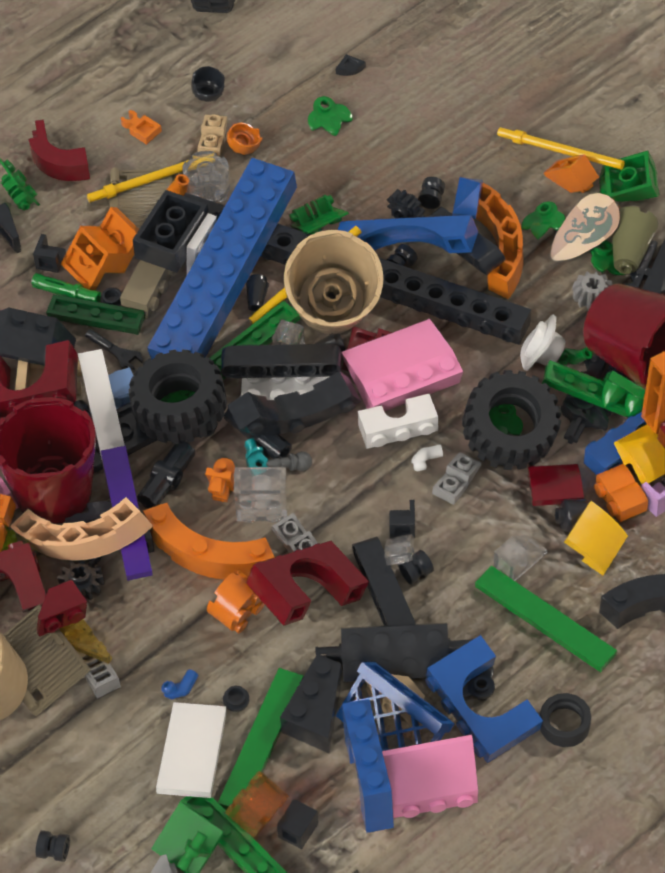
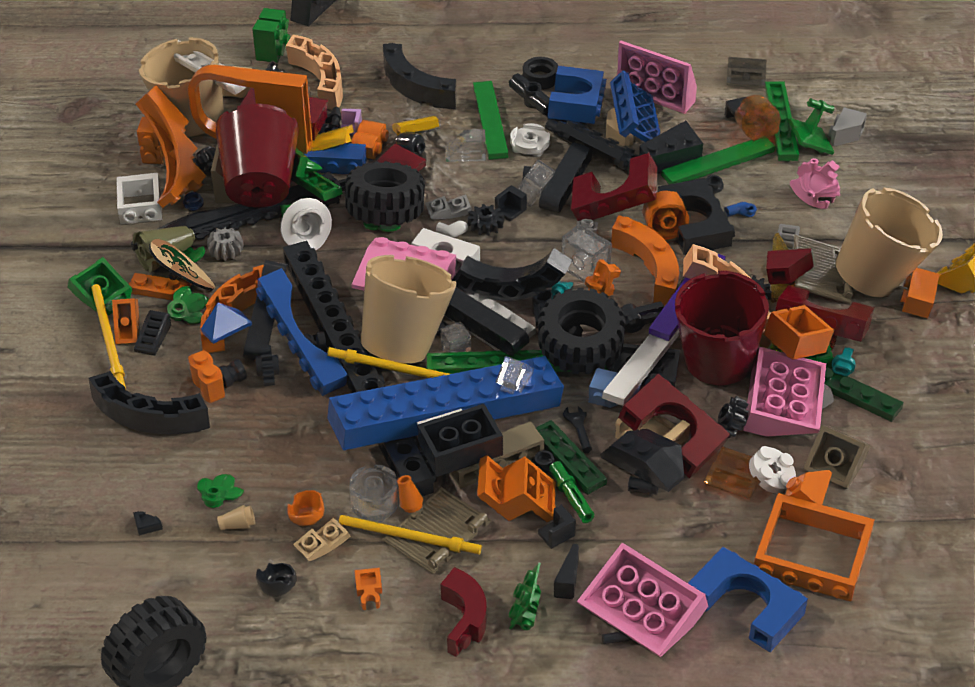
camera: 140 degrees left, 10 degrees down
(52, 846) = (892, 177): black wheel -> none
(120, 760) = (816, 183): none -> bright pink helmet
(180, 301) = (513, 375): none -> clear slope
(191, 750) = (766, 172): white tile -> none
(232, 662) = (711, 233): none -> black arch
(285, 106) = (238, 518): none -> tan cone
(323, 215) = (319, 402): green hinge -> none
(366, 753) = (693, 56): blue arch -> none
(403, 482) = (485, 219): none -> black gear
(447, 170) = (206, 376): none -> orange brick
(449, 112) = (145, 412): none -> black brick
(469, 603) = (521, 140): none -> white plate
(549, 678) = (530, 92): none -> black piece
(552, 191) = (155, 320): none -> black slope

